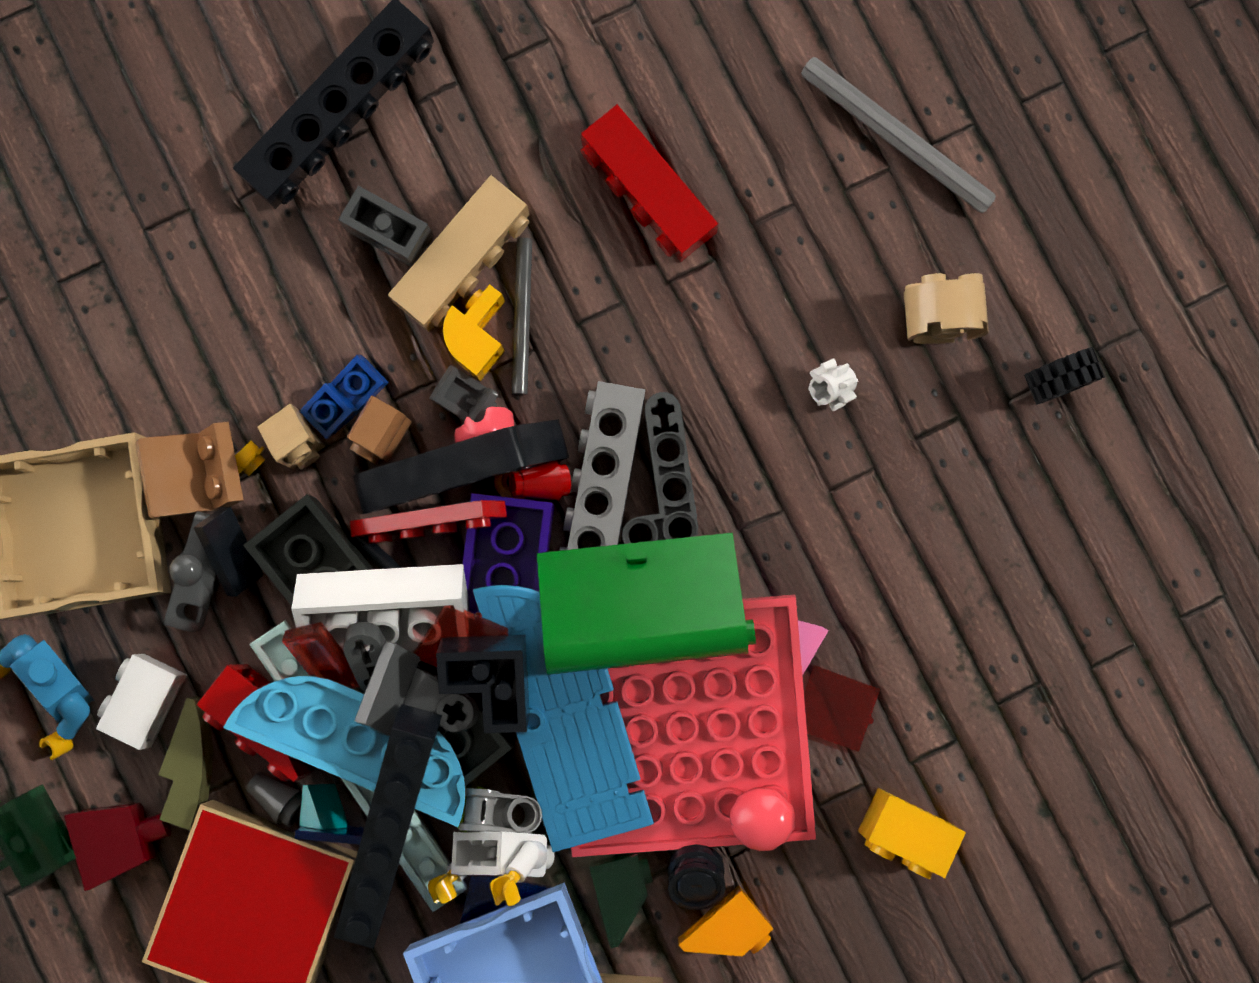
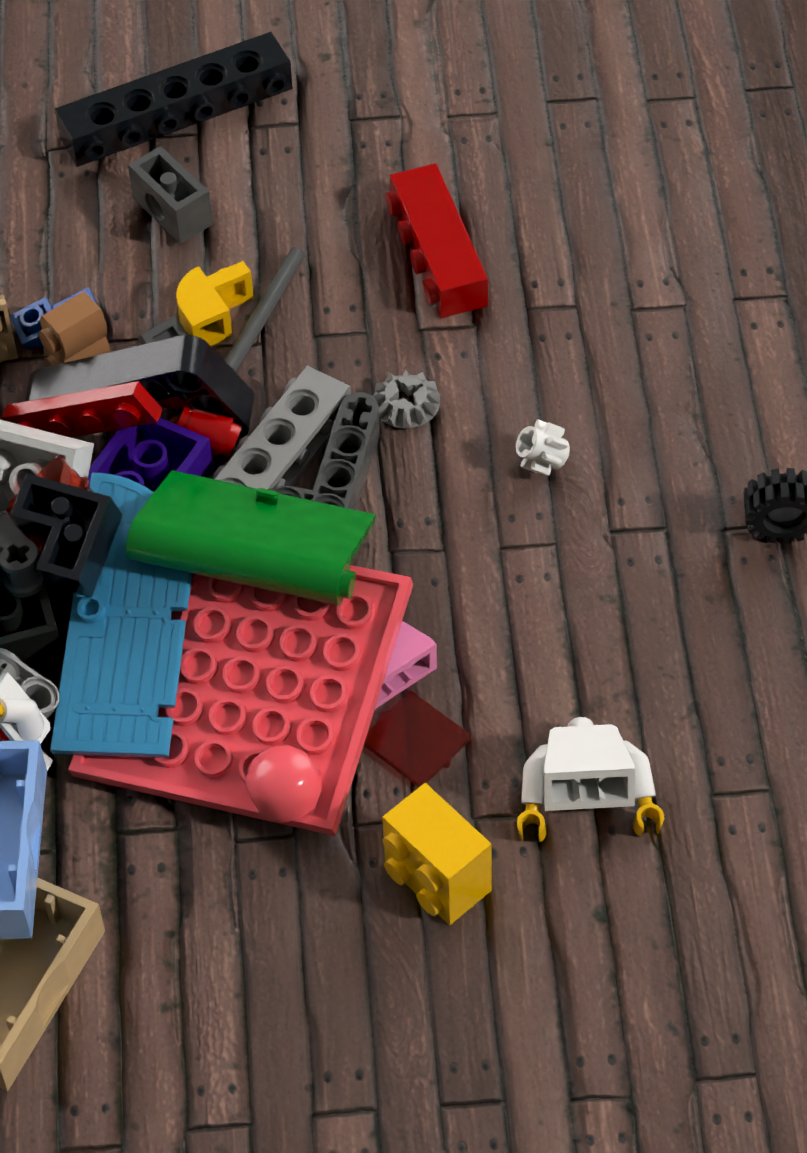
camera: 20 degrees right, 30 degrees down
(460, 254) = (236, 233): tan brick -> none
(620, 891) = (101, 820): clear green slope -> none
(692, 386) = (400, 412): none -> light grey gear
(696, 877) = (187, 826): black wheel -> none
(728, 928) = (196, 892): light orange slope -> none
(898, 135) = (705, 278): light grey axle -> none
(946, 309) = (683, 412): tan brick -> none
(993, 701) = (587, 770): none -> white torso

